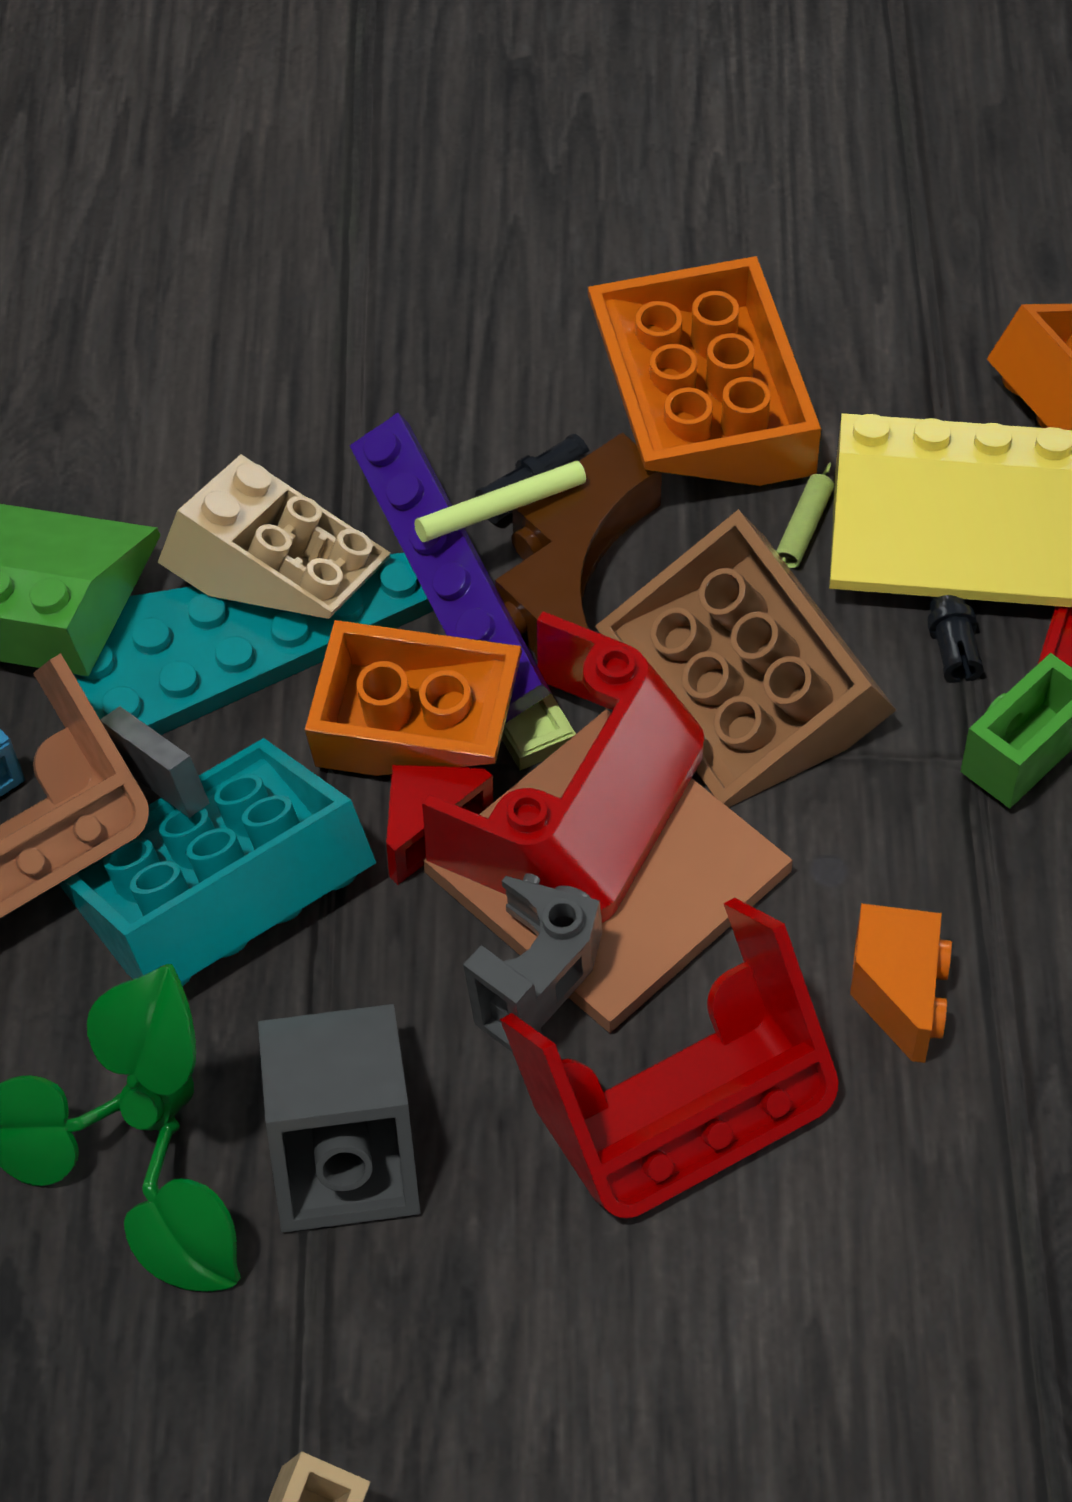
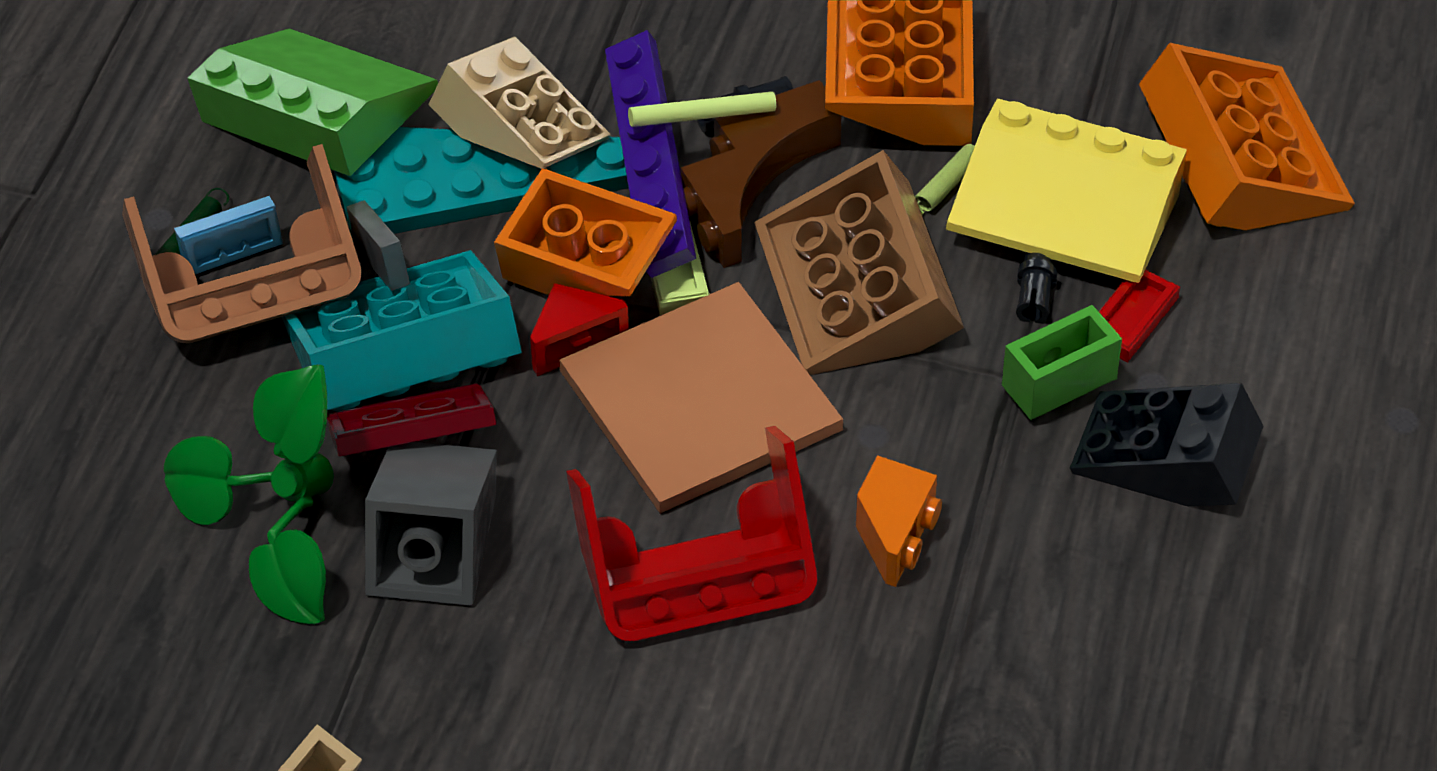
camera: 15 degrees right, 5 degrees down
(278, 984) = (410, 419): none -> dark red tile
(549, 971) = (613, 453): dark grey tile -> none
(615, 800) = (709, 347): red windscreen -> none

